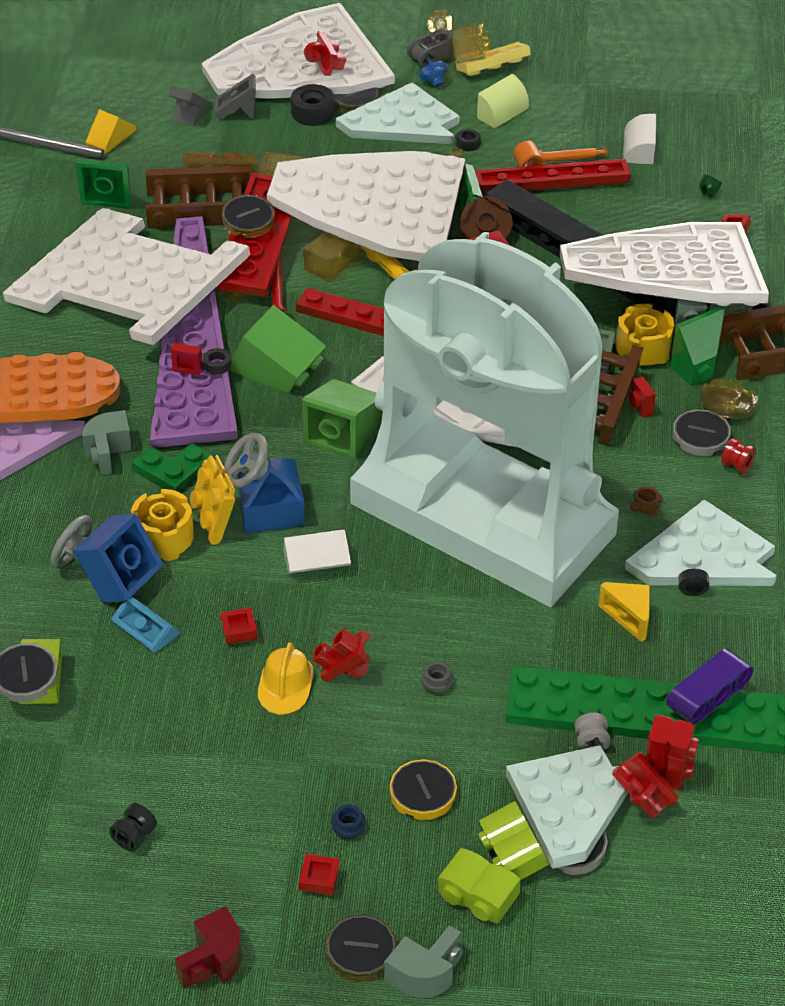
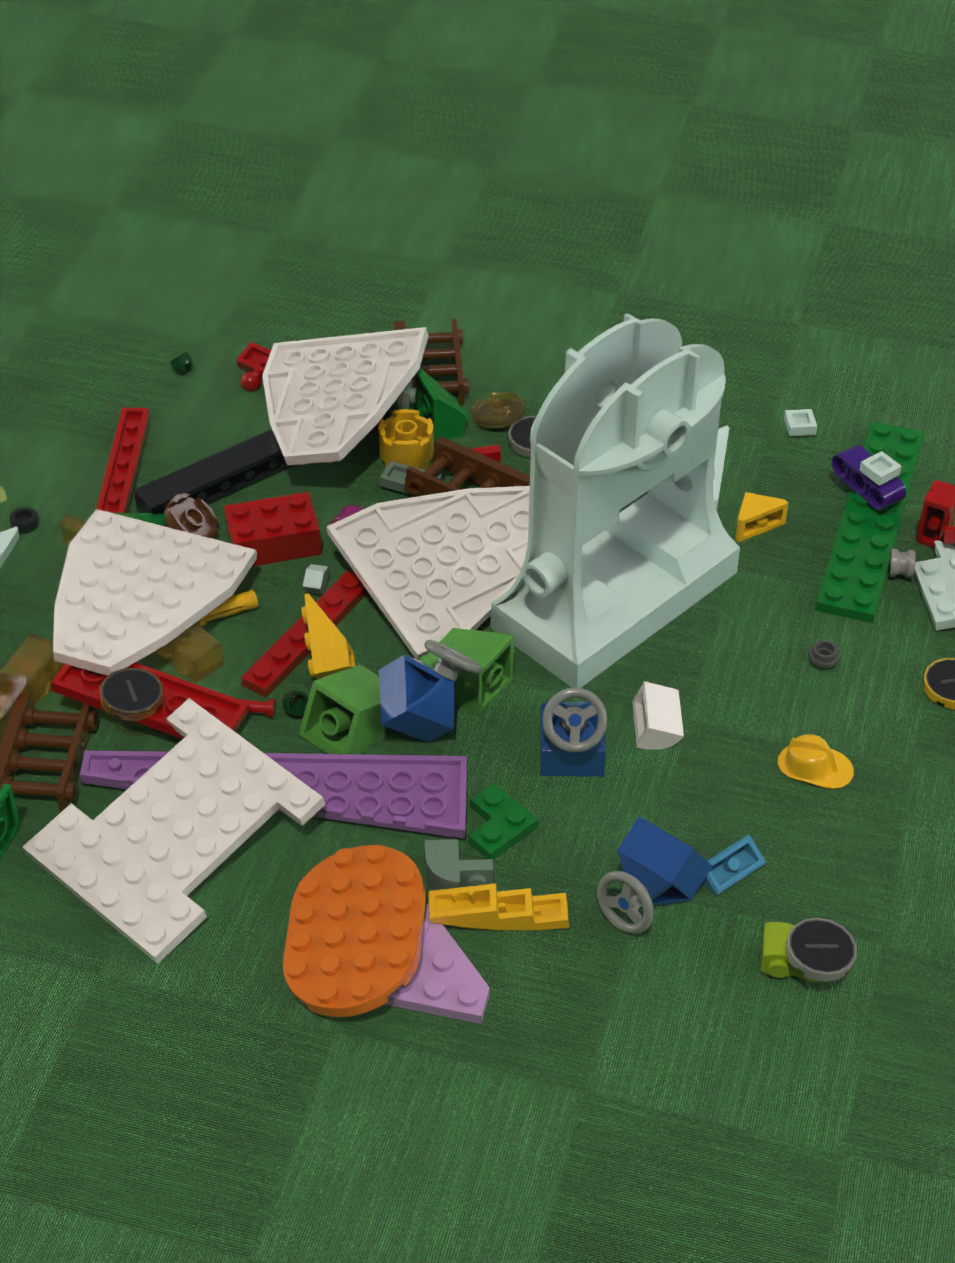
camera: 80 degrees left, 0 degrees up
(70, 473) = (492, 910): none -> yellow slope
(166, 521) = (601, 826): yellow brick -> none
(186, 359) = (355, 777): red plate -> none
(213, 498) = (584, 775): yellow plate -> none
(216, 368) = (355, 767): black piece -> none
(238, 625) = (746, 786): red plate -> none
(282, 375) = (421, 696): none -> blue piece
(345, 658) = (806, 706): red hips -> none
(349, 321) = (327, 644): none -> yellow slope
(527, 154) = (90, 472): orange piece -> none
(640, 139) = (89, 393): white brick -> none
(693, 582) = (730, 473): black tile -> none
(699, 676) = (880, 468): none -> light aqua plate

